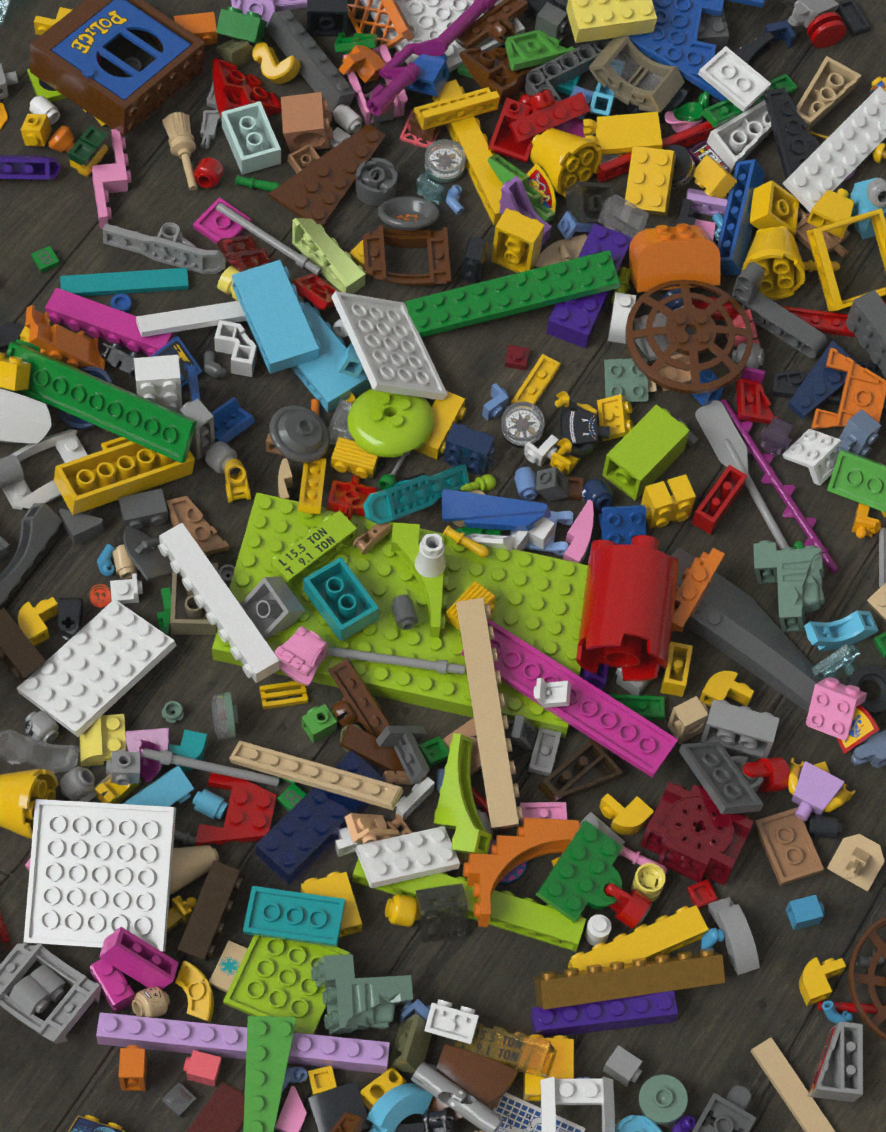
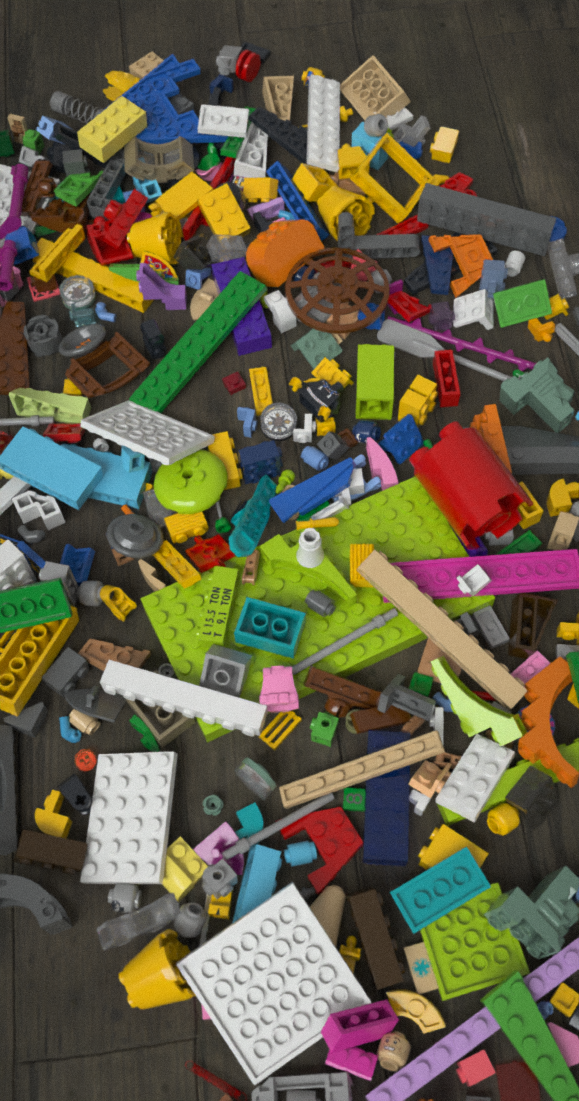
camera: 30 degrees left, 0 degrees up
(126, 590) = (102, 740): white bracket -> none
(517, 241) = (173, 307): yellow brick -> none

